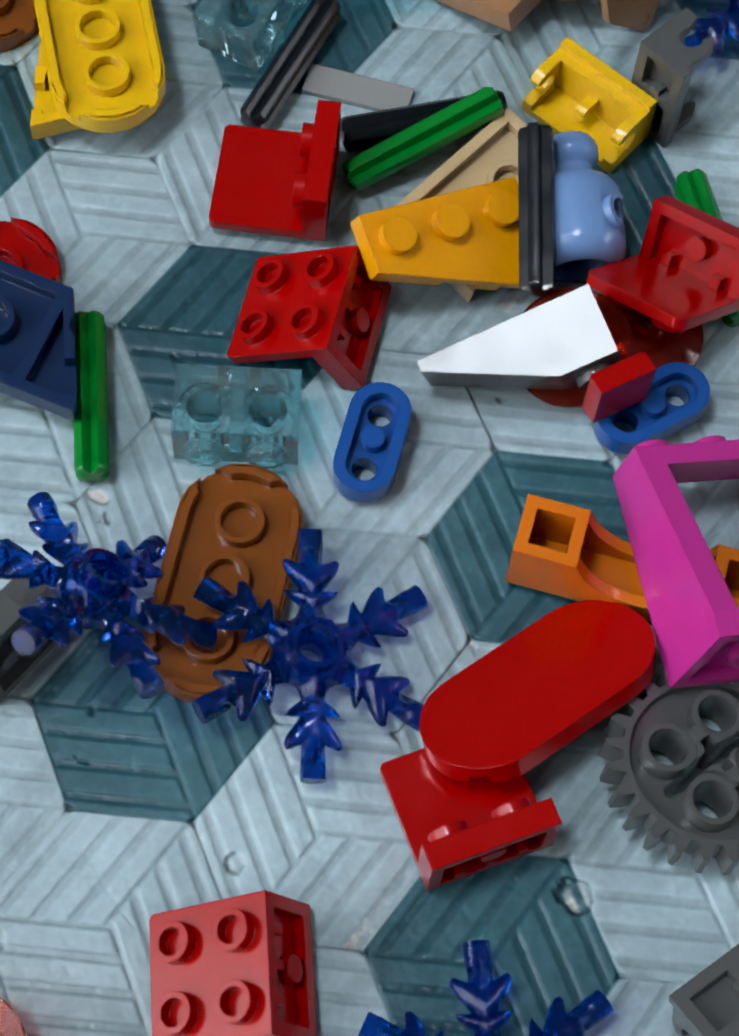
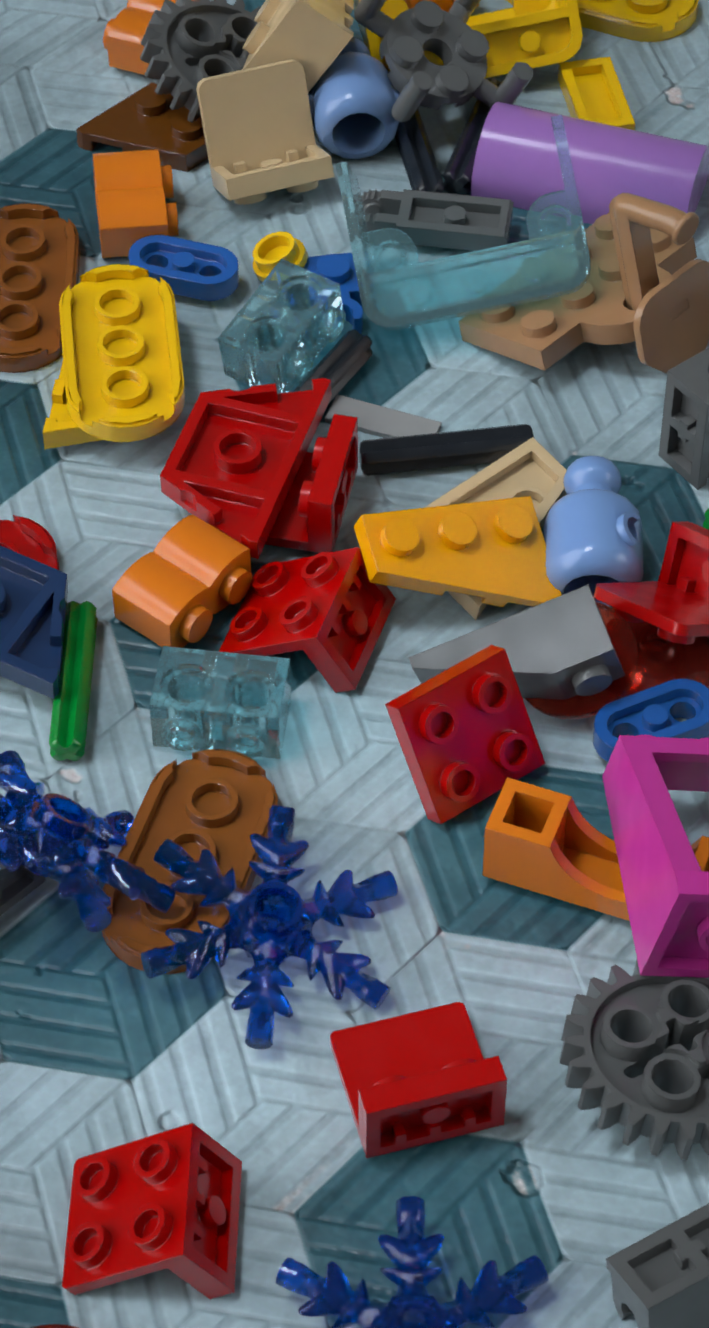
camera: 10 degrees right, 15 degrees down
(186, 285) = (183, 583): none -> orange brick
(230, 146) = (243, 457): none -> red wing
(369, 445) = (352, 740): blue plate -> none
(422, 138) = (442, 462): green axle -> none
(479, 440) = (465, 733): none -> red plate
(536, 210) = (547, 523): black axle -> none
(538, 691) = (502, 971): red tile -> none
(589, 96) = (625, 432): yellow hinge -> none
(618, 386) = (615, 690): red tile -> none

